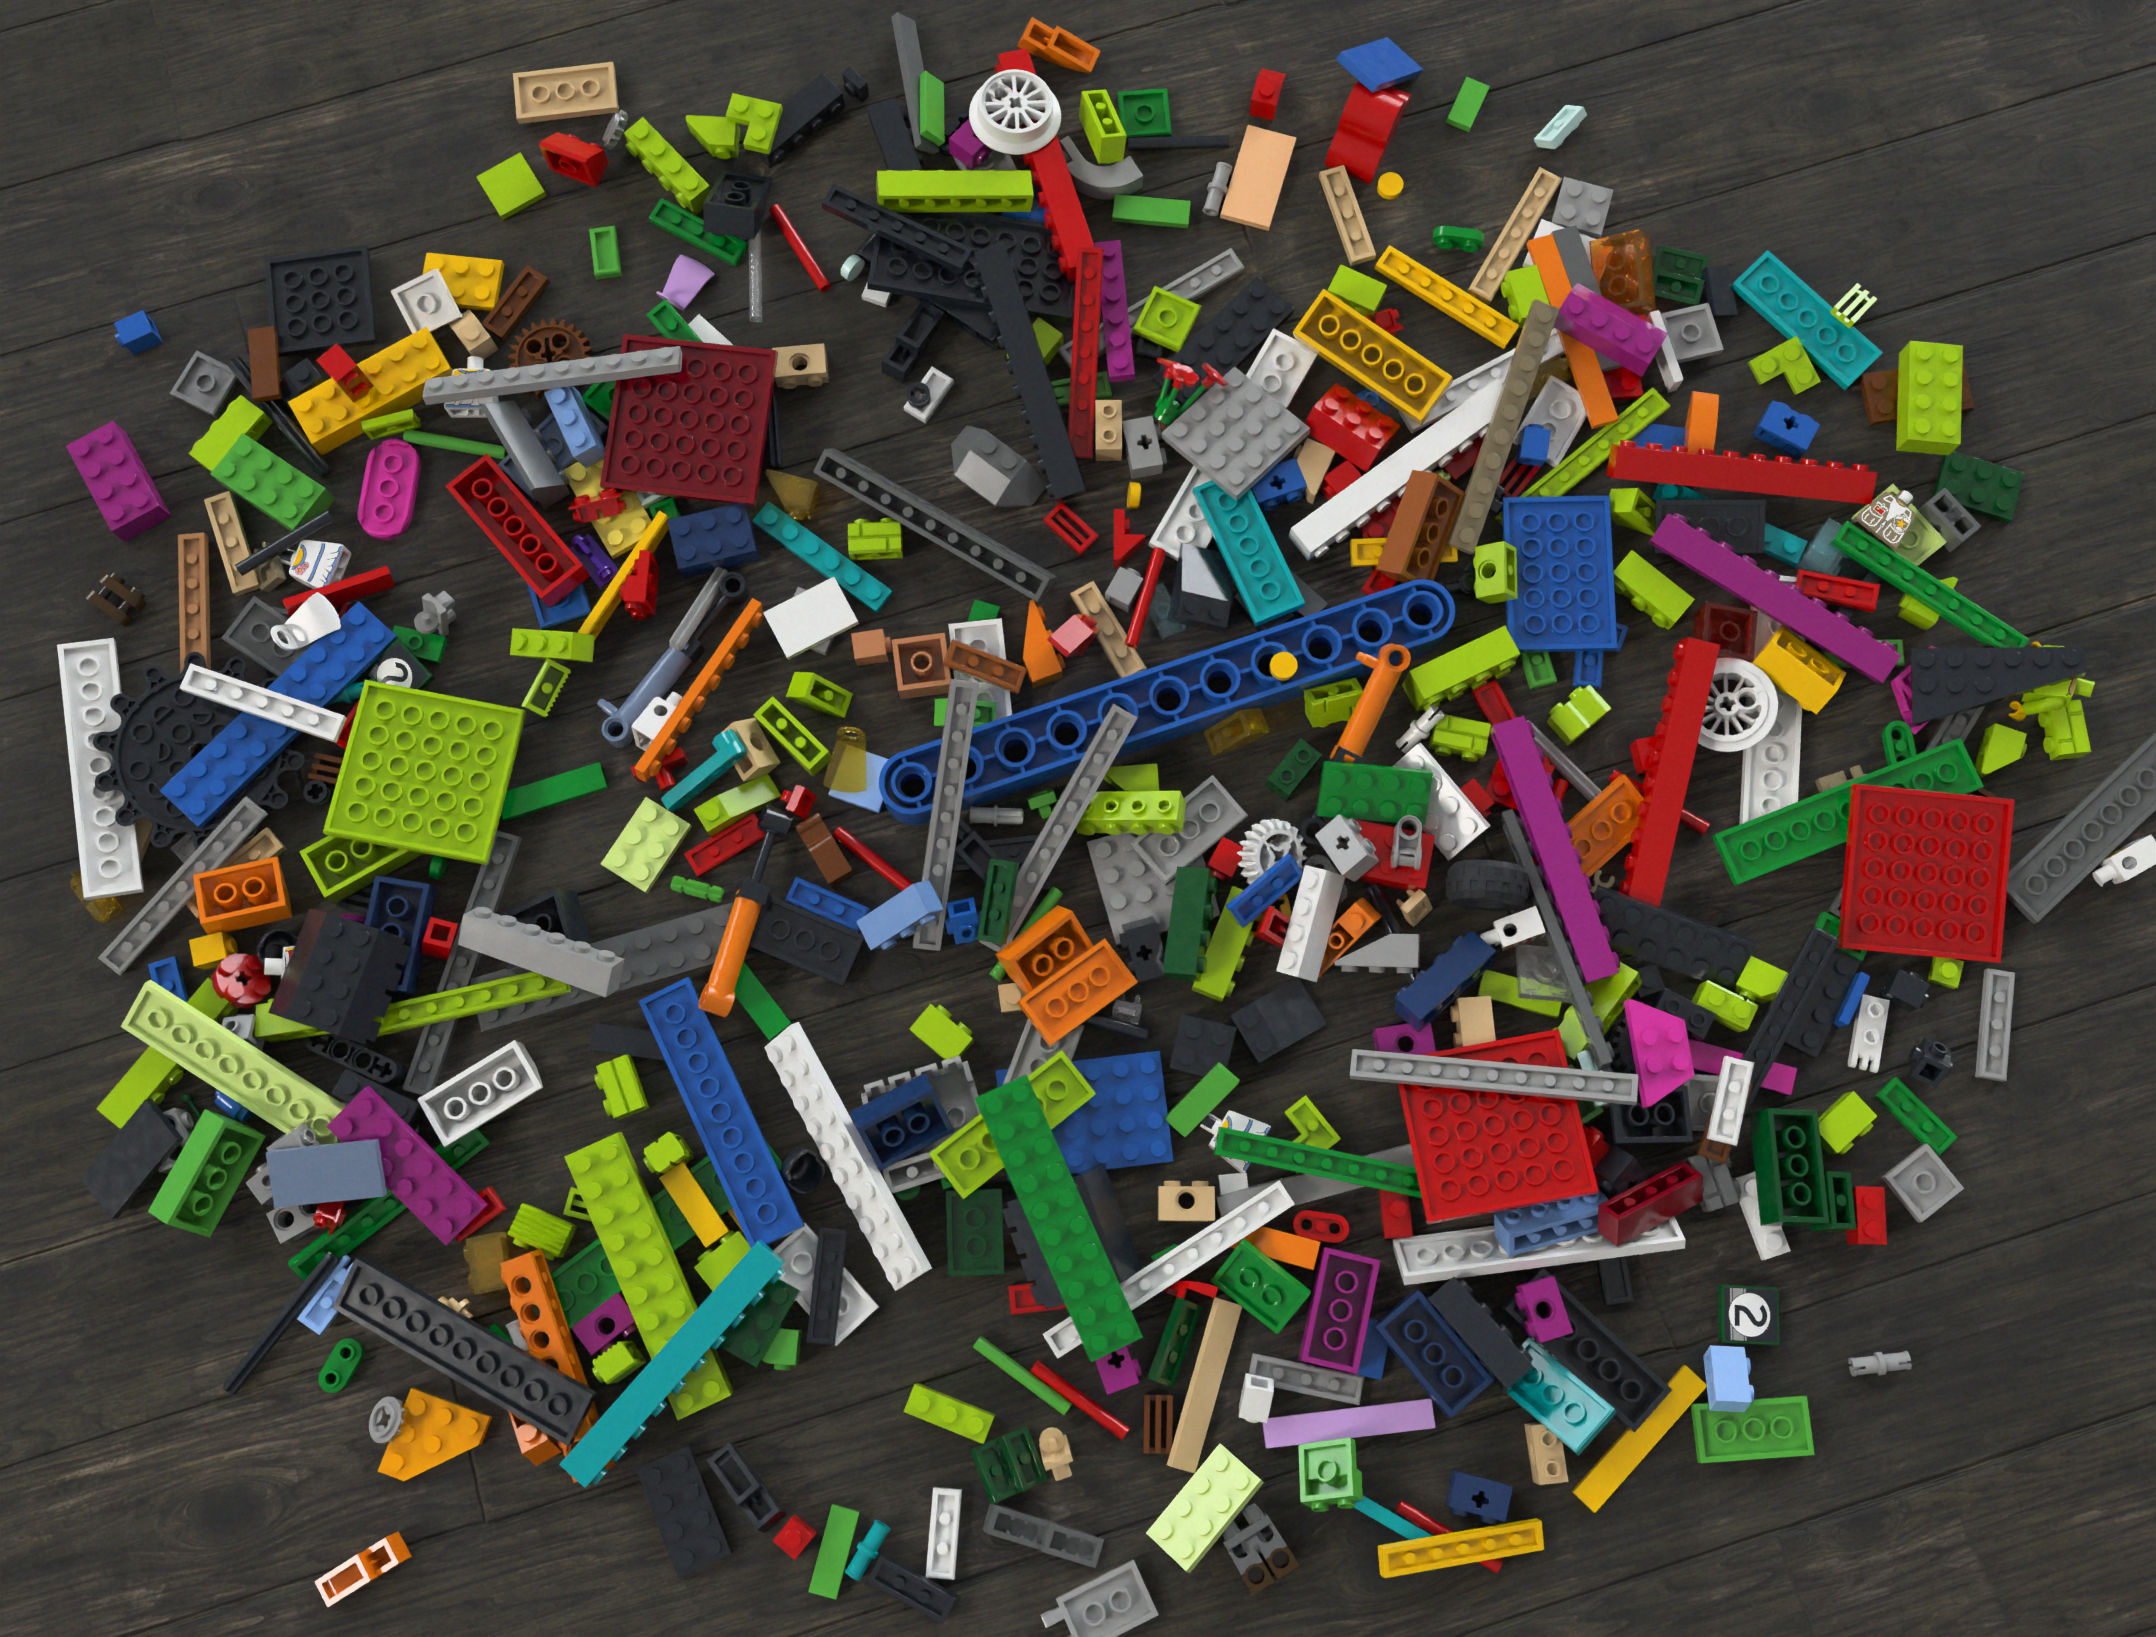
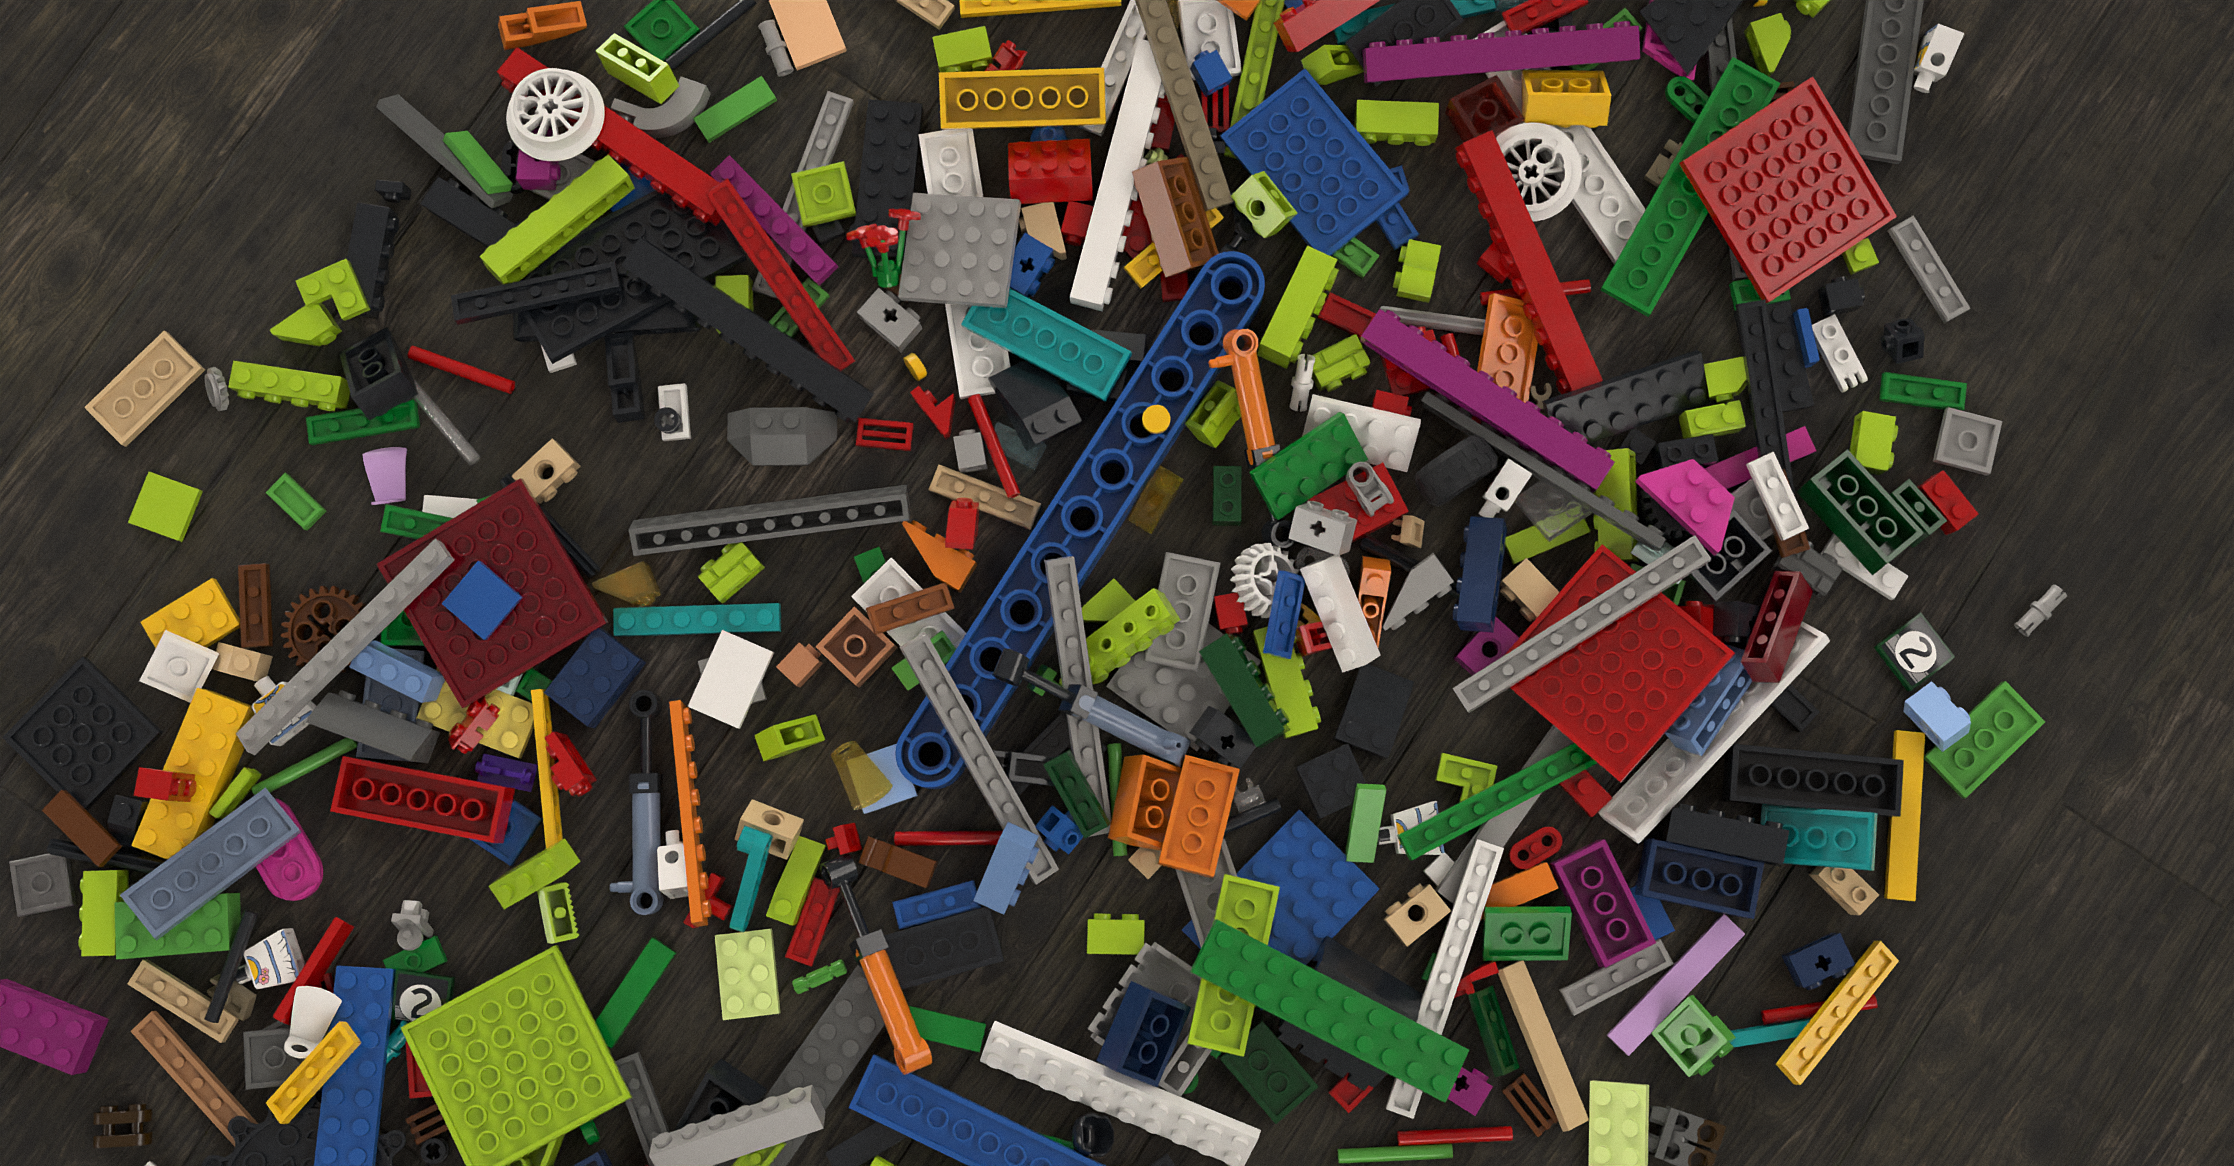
camera: 35 degrees left, 5 degrees up
(263, 703) = (330, 1116): white plate -> none
(279, 661) = (313, 1072): none -> yellow plate
(331, 457) = (210, 864): none -> sand blue plate
(574, 158) = (202, 440): red slope -> none
(677, 417) = (482, 600): none -> blue tile
(697, 610) = (631, 747): light grey axle -> none
(792, 736) = (797, 790): lime brick -> none
(852, 267) = (521, 353): light aqua tile -> none
(996, 815) = (1015, 722): white axle -> none
(1057, 836) = (1085, 704): none -> piece
(1108, 430) = (850, 327): tan brick -> none
(1256, 1398) = (1591, 1024): white brick -> none
(1555, 1322) = (1777, 780): magenta brick -> none

